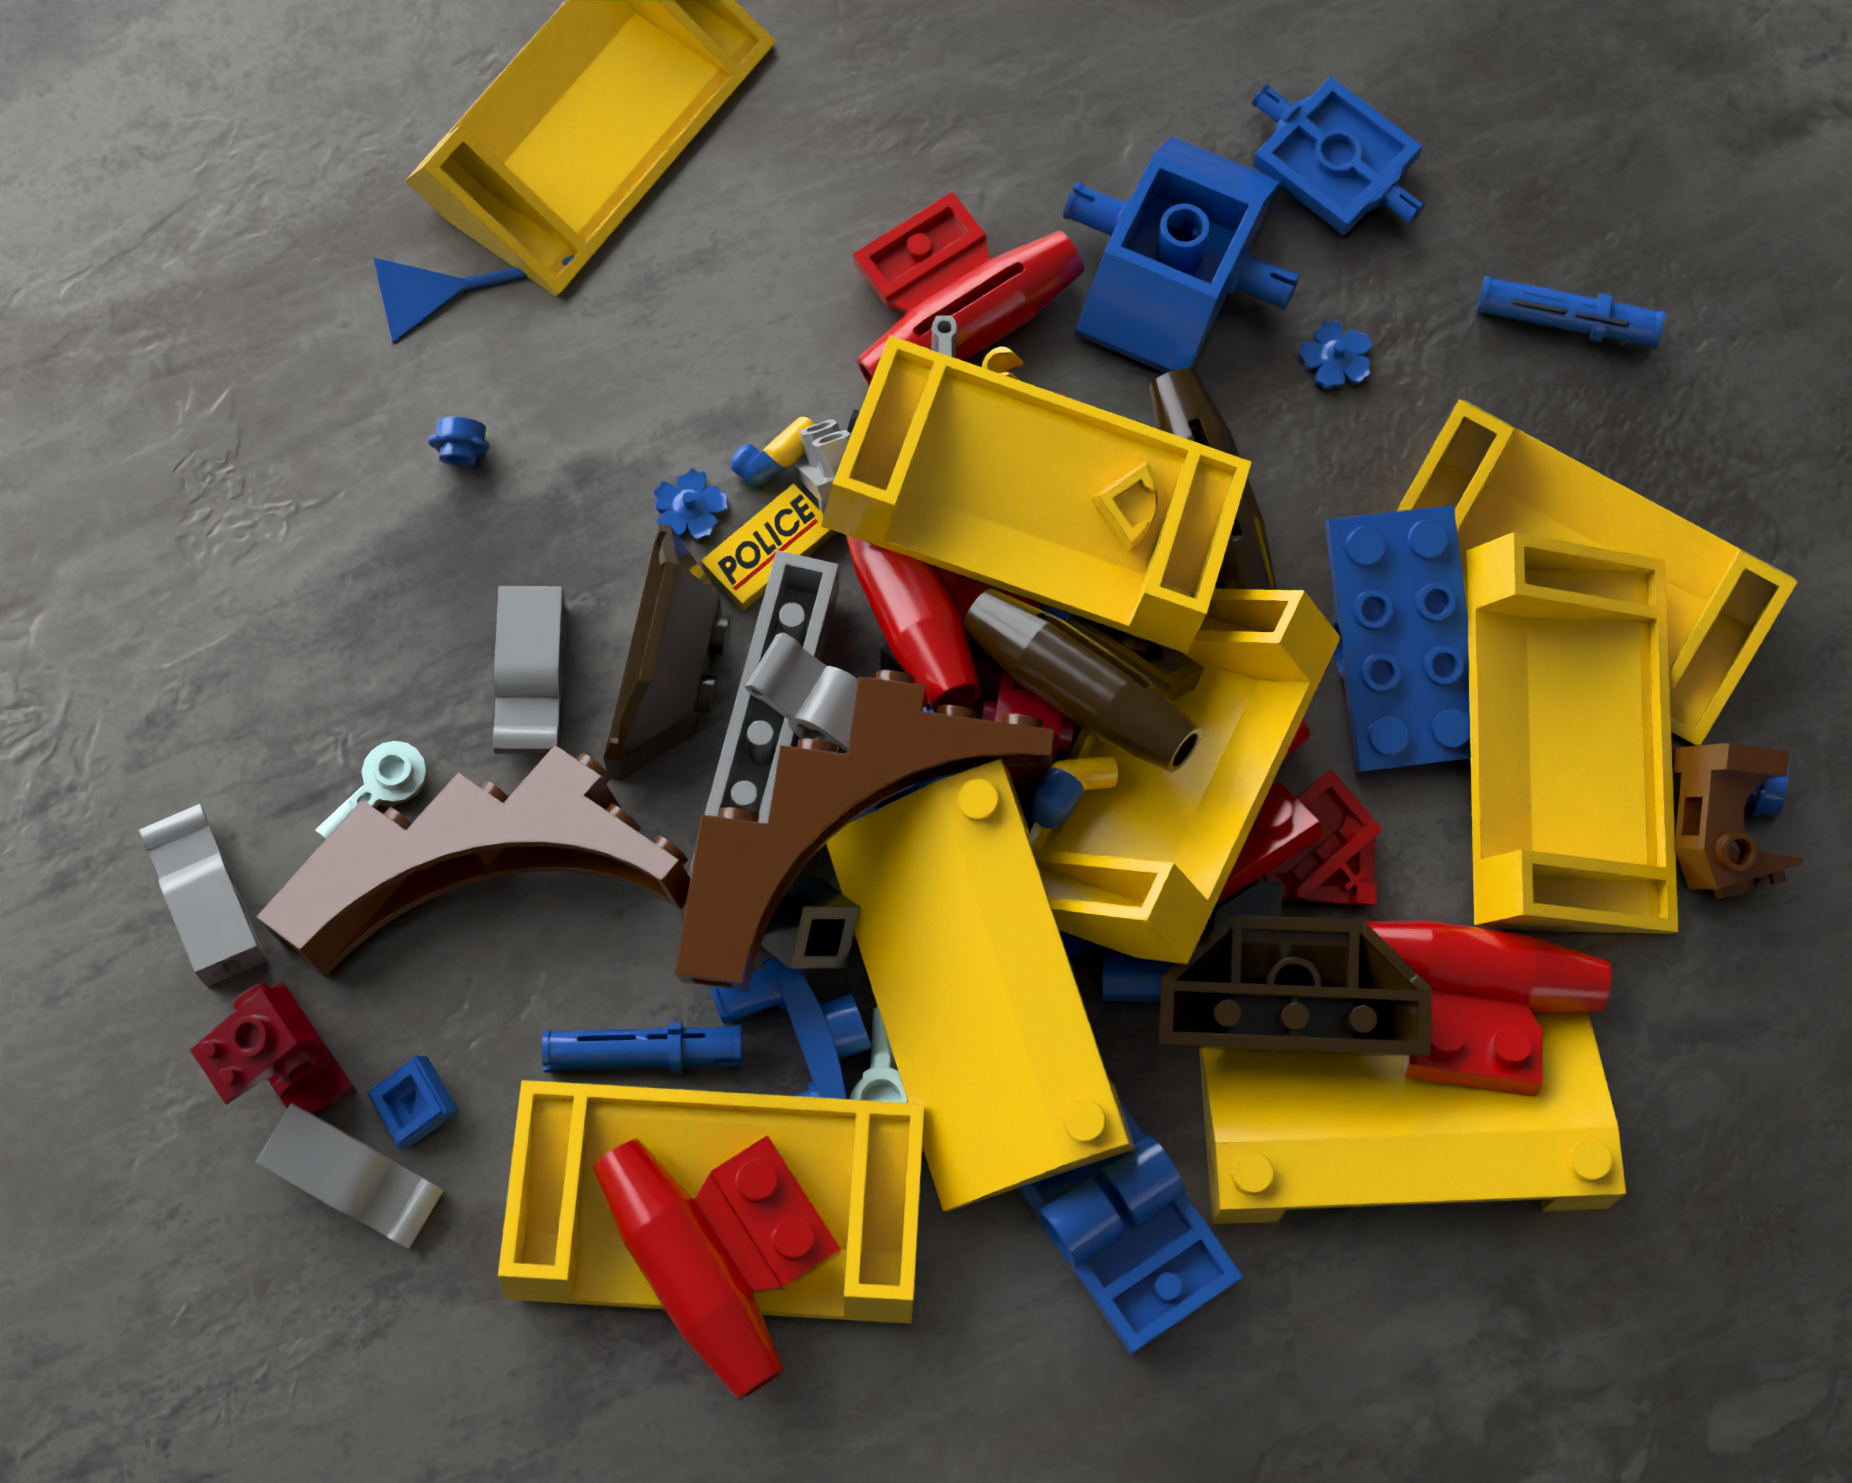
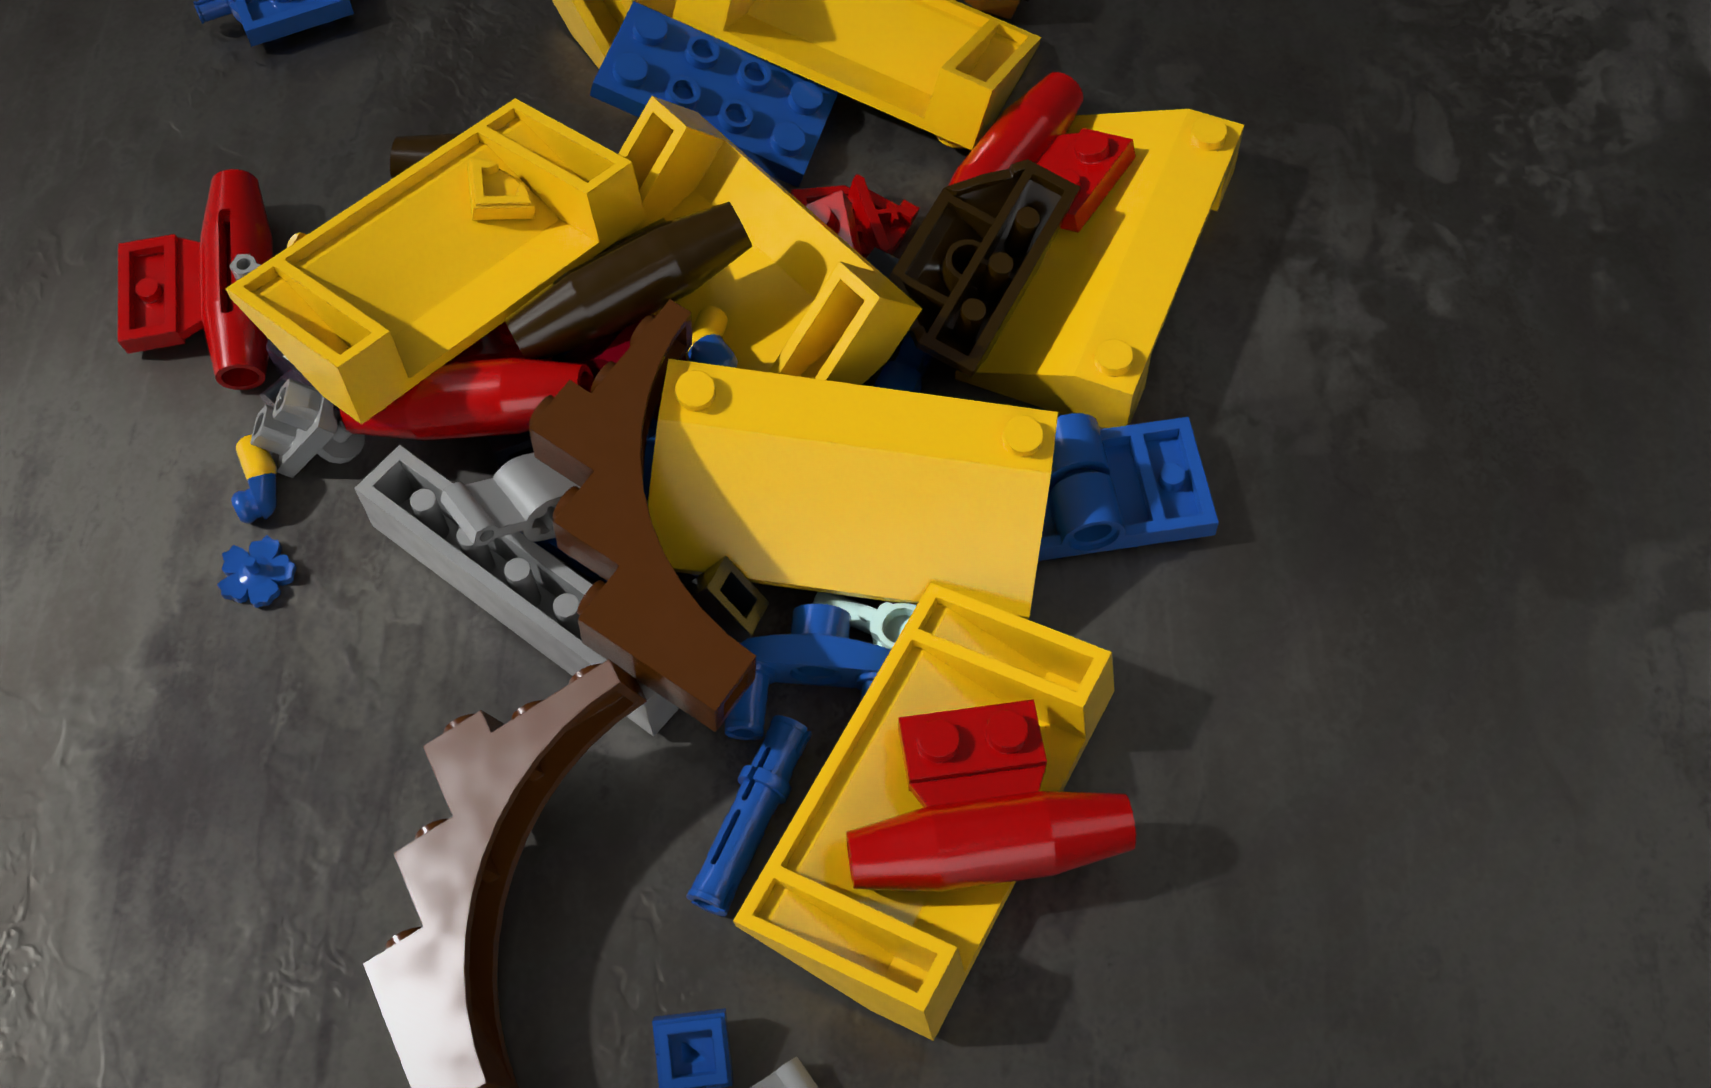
camera: 60 degrees left, 10 degrees down
(390, 776) = (344, 941): light aqua plate -> none
(459, 440) = (56, 739): blue plate -> none
(529, 668) = (323, 764): light grey piece -> none
(667, 660) = (381, 632): dark brown wedge -> none
(746, 558) = (337, 524): yellow tile -> none
(1176, 254) = (294, 118): blue slope -> none
(1337, 357) = (449, 59): blue plant -> none

